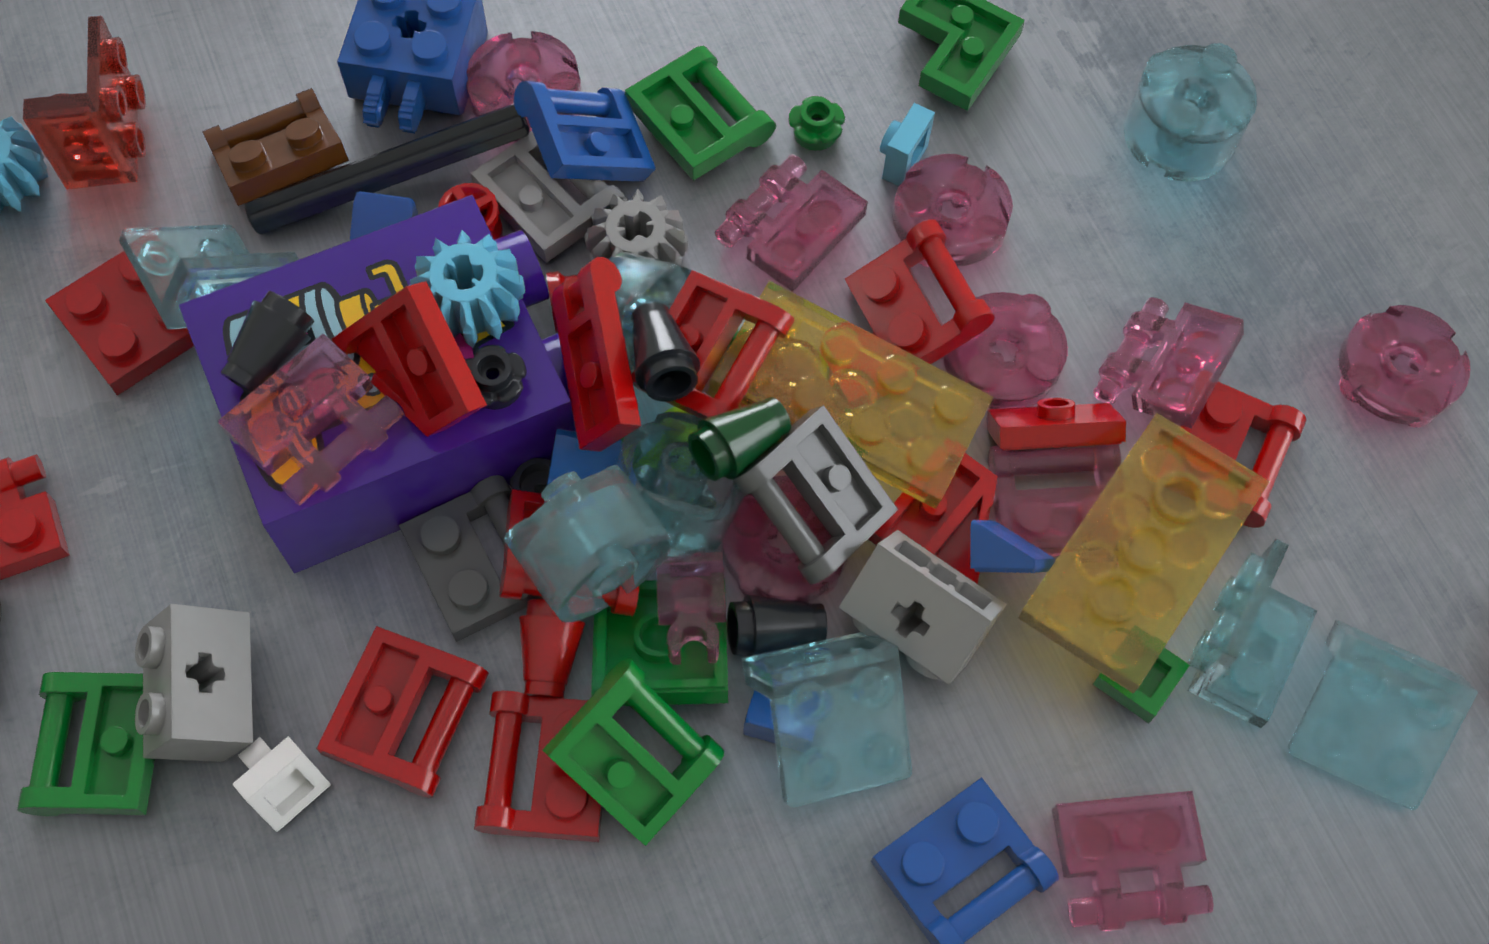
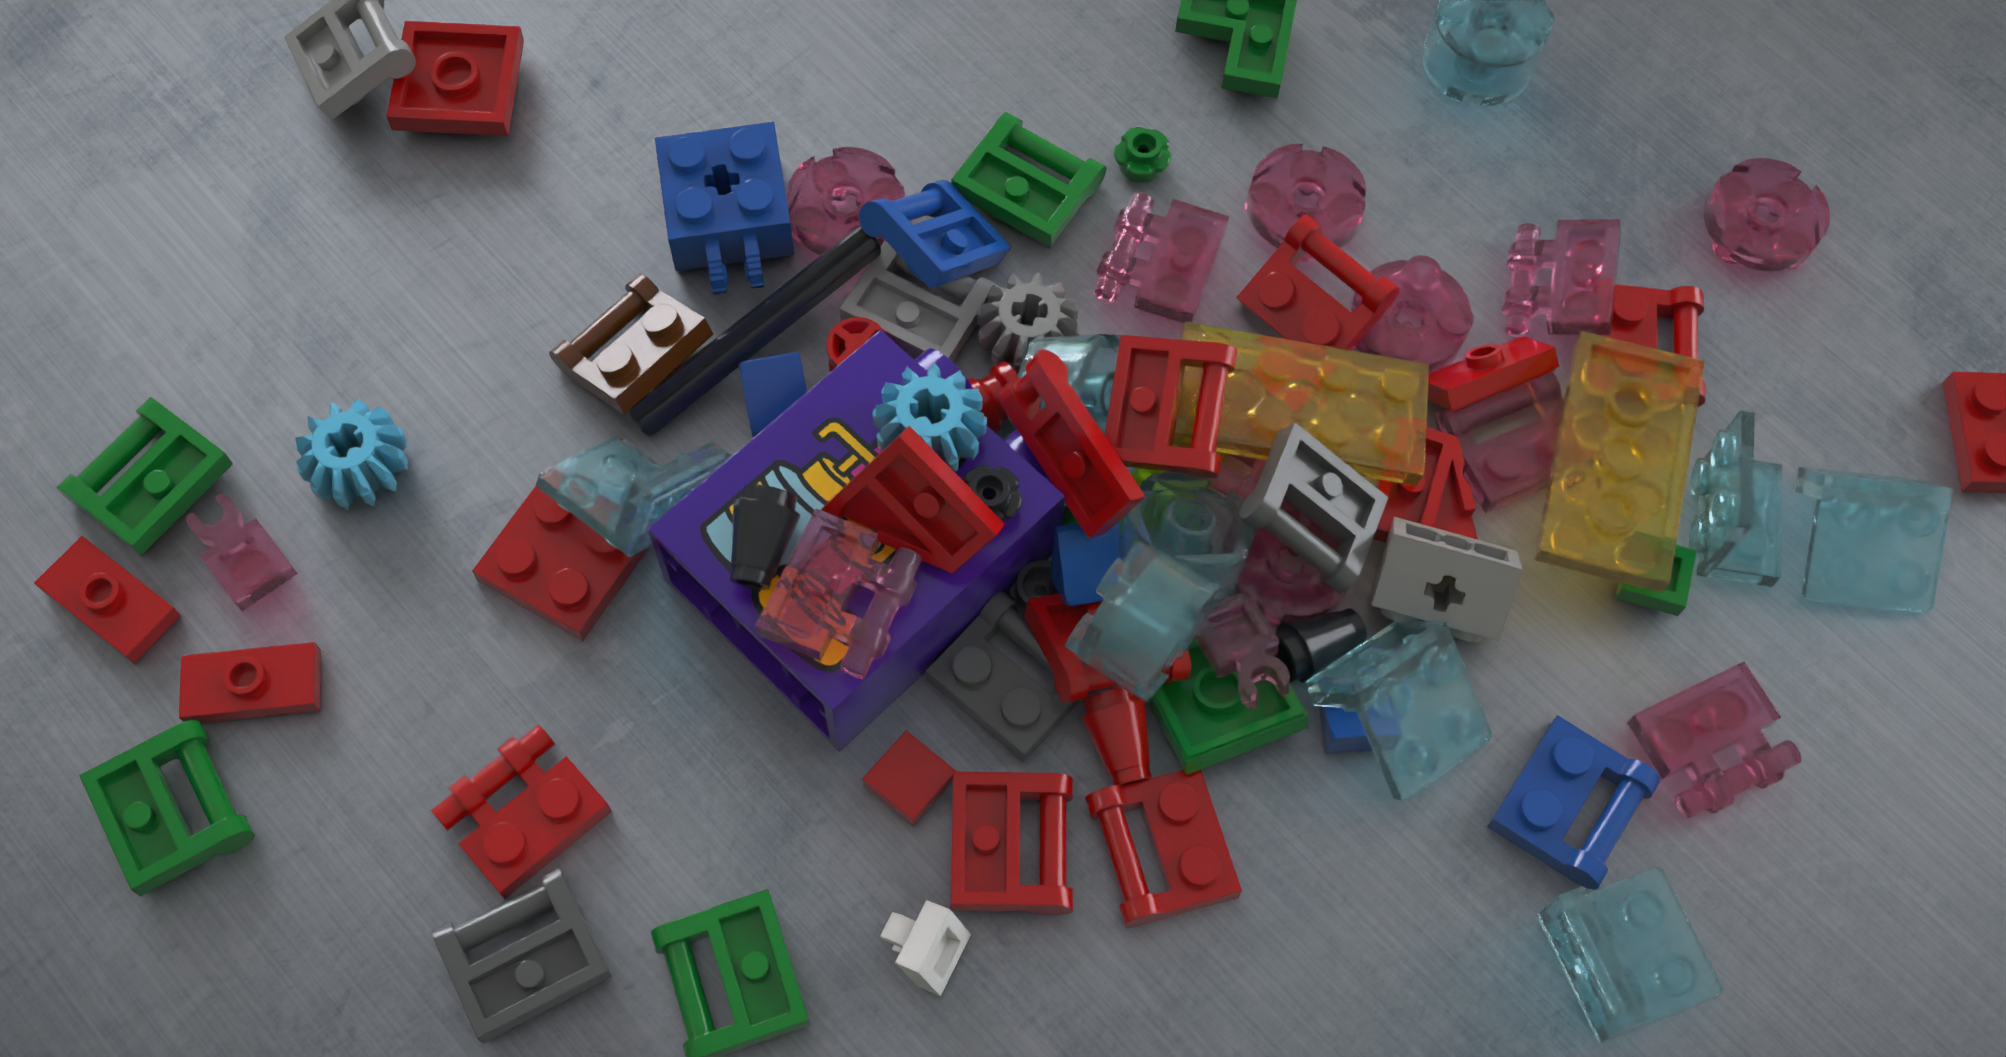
camera: 20 degrees left, 0 degrees up
(95, 133) = (451, 390): clear red bracket -> none
(195, 684) = (812, 884): light grey brick -> none
(339, 618) = (909, 778): none -> red tile
(619, 769) = (1239, 820): green plate -> none
(662, 356) = (1134, 424): black cone -> none
(736, 438) = (1231, 482): dark green cone -> none
(906, 143) = (1237, 149): medium azure plate -> none
(1001, 550) = (1498, 504): blue slope -> none

